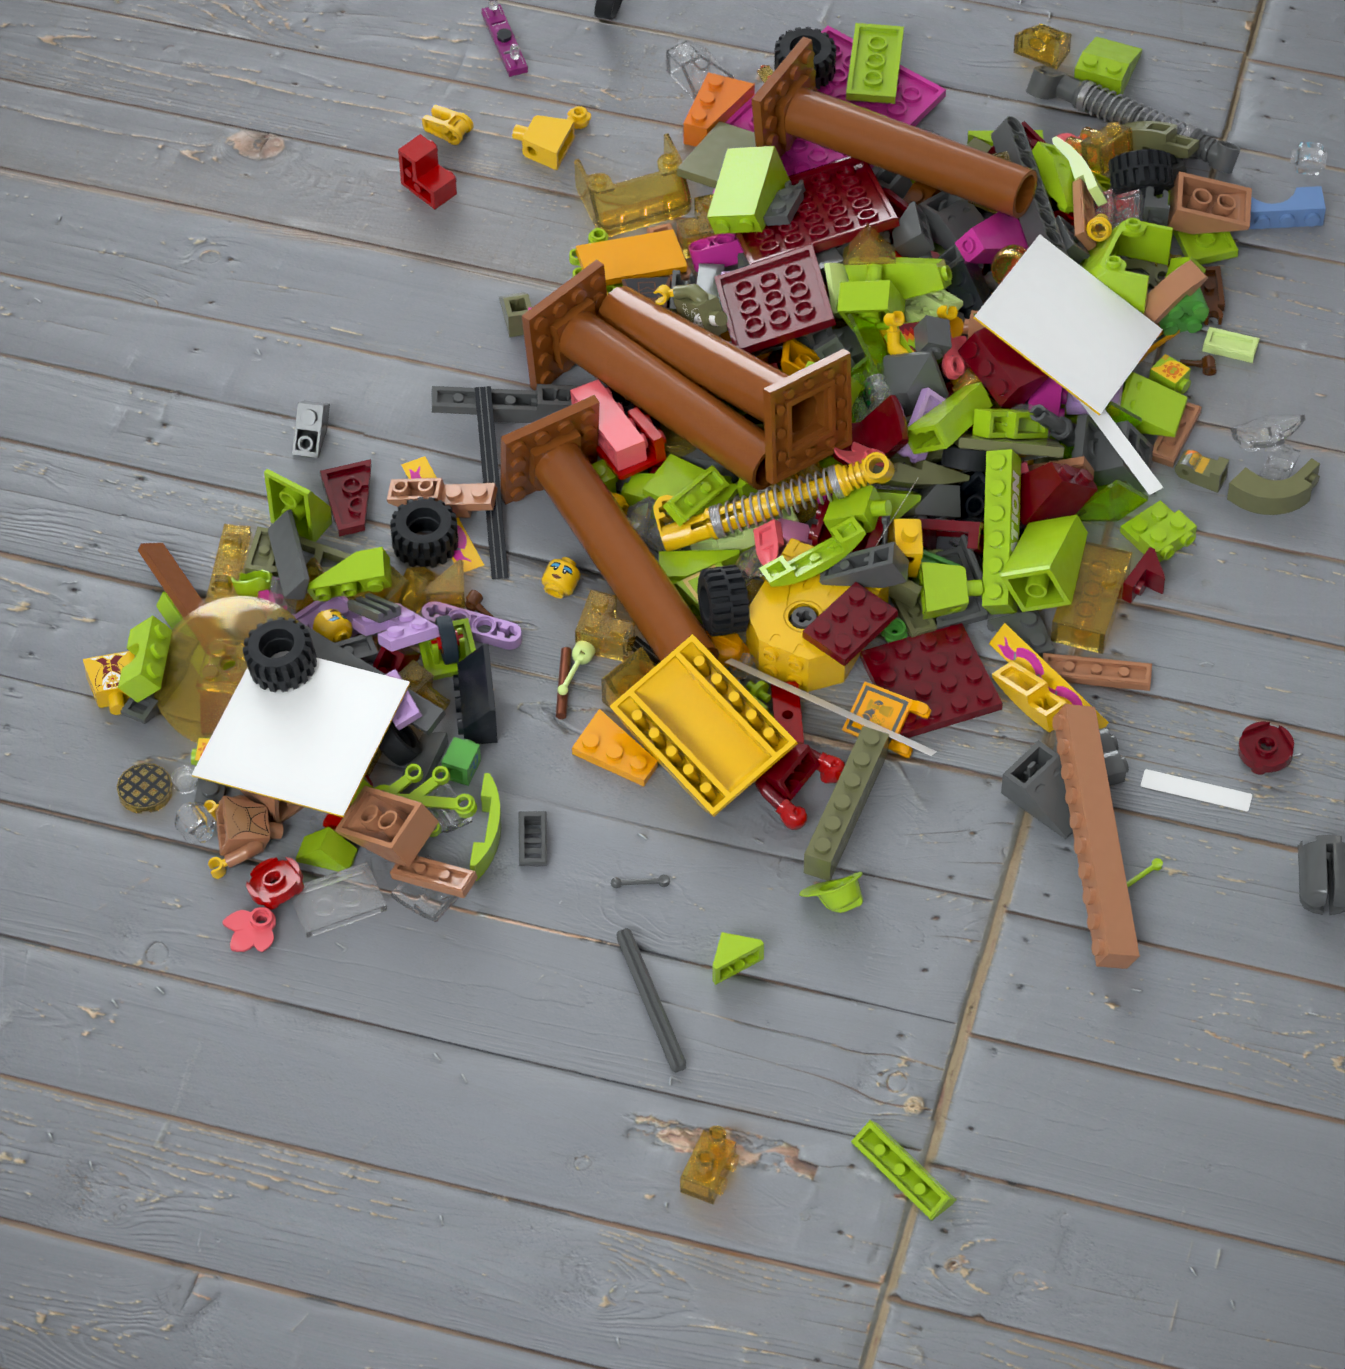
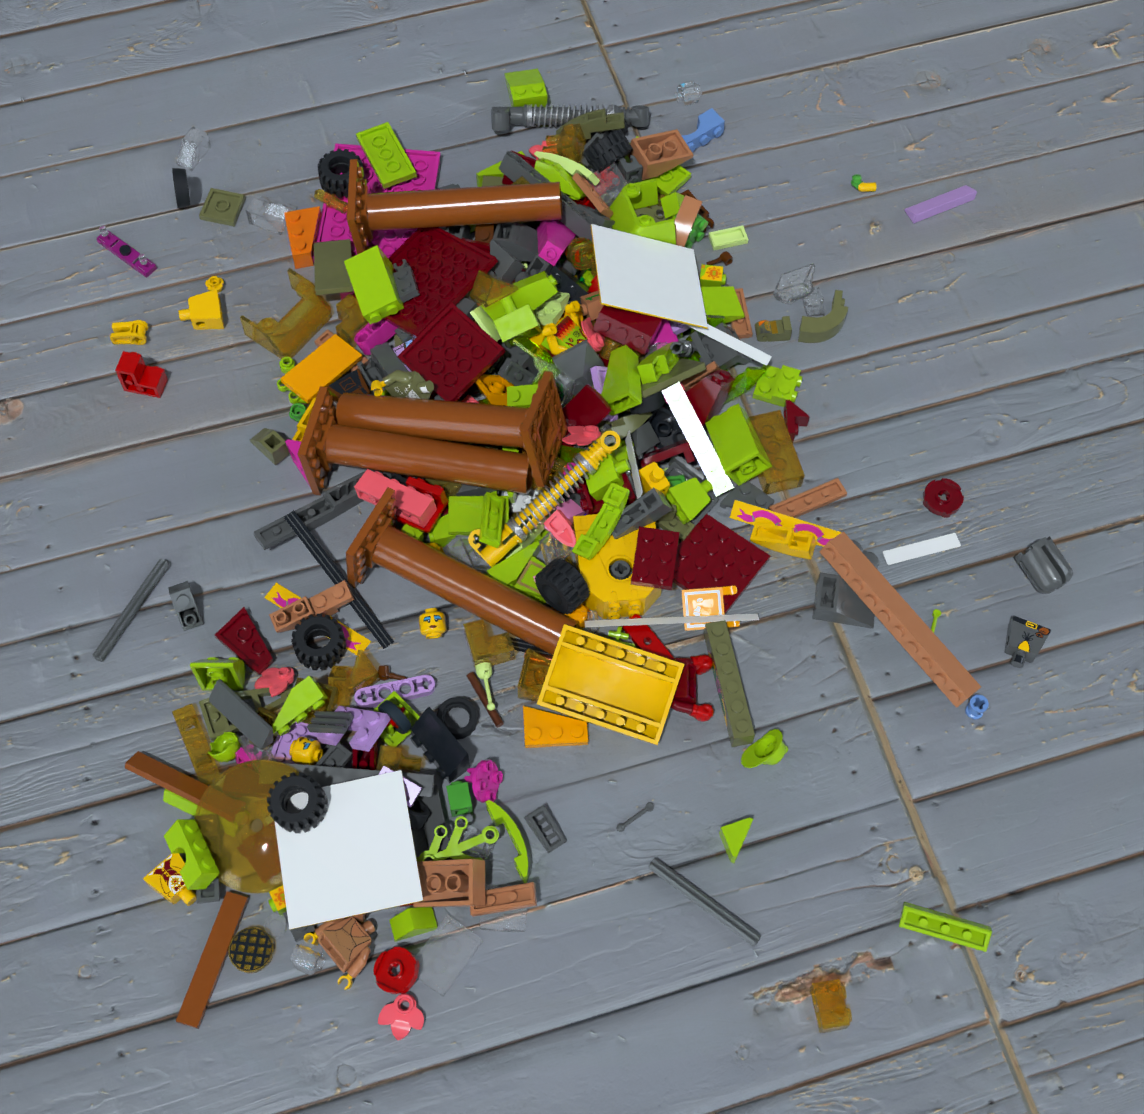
camera: 35 degrees left, 10 degrees up
(99, 776) = (212, 960): none -> dark orange tile
(252, 405) = (130, 610): none -> dark grey axle
(349, 544) = (275, 679): none -> coral plate
(491, 756) = (485, 780): none -> dark pink plate
(518, 700) = (458, 702): none -> black tyre
(647, 38) = (222, 207): none -> olive tile
(934, 335) = (577, 329): dark grey brick -> none
(1043, 44) = (478, 94): clear yellow slope -> none
(1097, 232) = (611, 199): yellow cone -> none
(1117, 976) = (979, 702): none -> medium blue bush
(1238, 942) = (1024, 640): none -> dark grey torso

